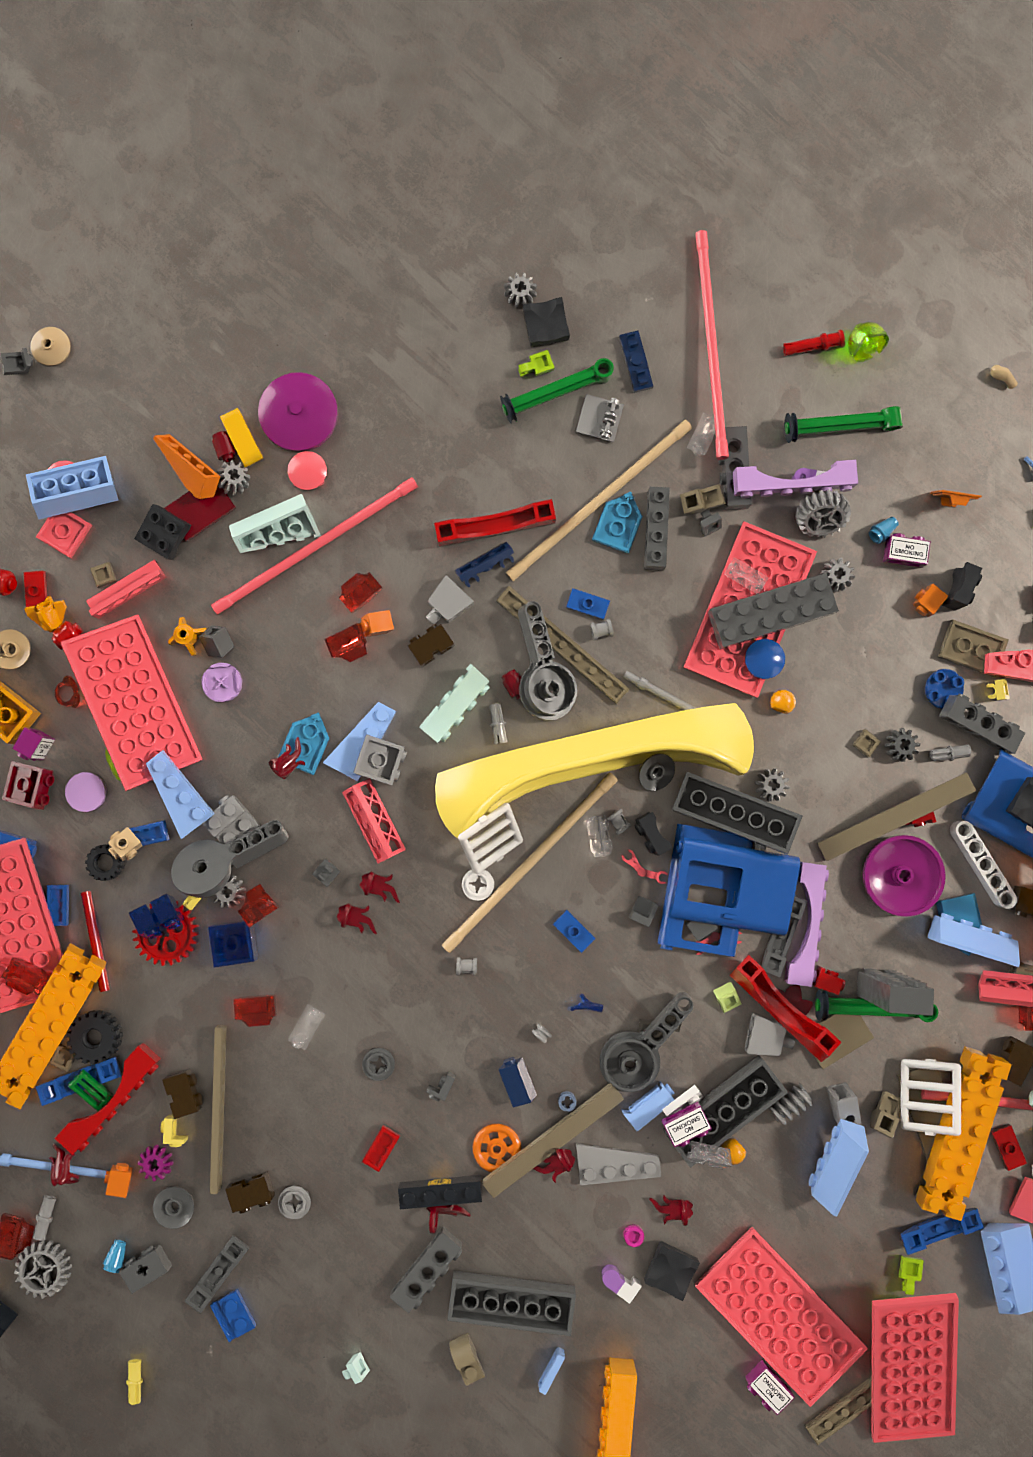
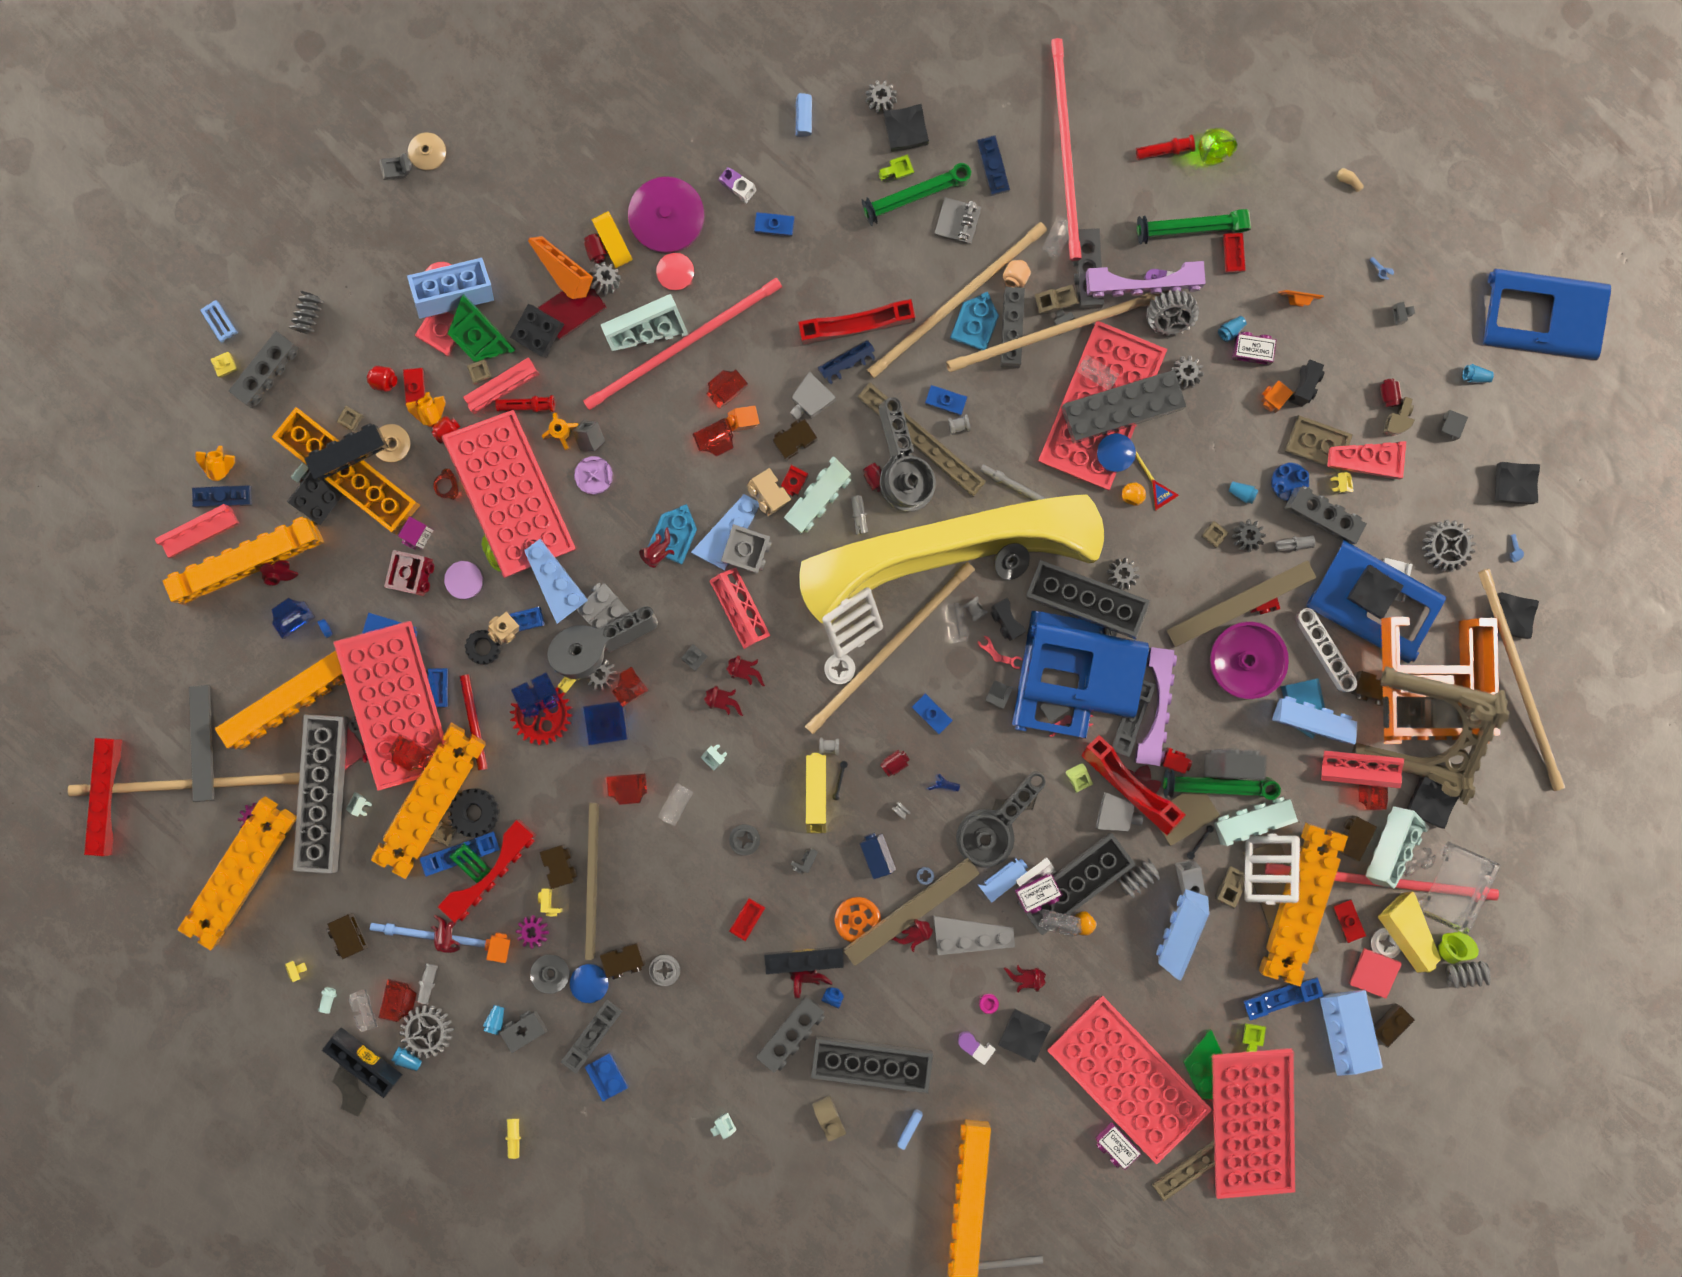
camera: 10 degrees right, 0 degrees up
(18, 1298) = (404, 1059): none -> dark azure cone
(99, 535) = (476, 333): none -> green wing
(160, 608) = (535, 404): none -> red pin
(214, 1216) = (589, 983): none -> blue dish
(345, 979) = (713, 758): none -> light aqua tile
(372, 380) = (737, 184): none -> leg
(402, 701) = (767, 493): none -> tan brick
(410, 421) = (774, 224): none -> blue plate
(436, 683) = (798, 474): none -> red brick
(440, 308) = (803, 114): none -> light blue brick
(453, 1015) = (816, 793): none -> light yellow slope
(471, 1229) = (833, 997): none -> blue plate
(482, 984) = (843, 765): none -> black hinge
(535, 983) = (895, 763): none -> dark red brick
(607, 564) = (964, 361): none -> tan piece
(660, 473) = (1016, 273): none -> light nougat head
(811, 701) = (1161, 494): none -> piece
(844, 1077) = (1191, 855): none -> black hinge
(857, 1300) = (1200, 1065): none -> green wing
(885, 451) = (1234, 252): none -> red plate
(896, 699) = (1244, 492): none -> dark azure cone
(910, 1044) = (1255, 821): none -> light aqua wedge

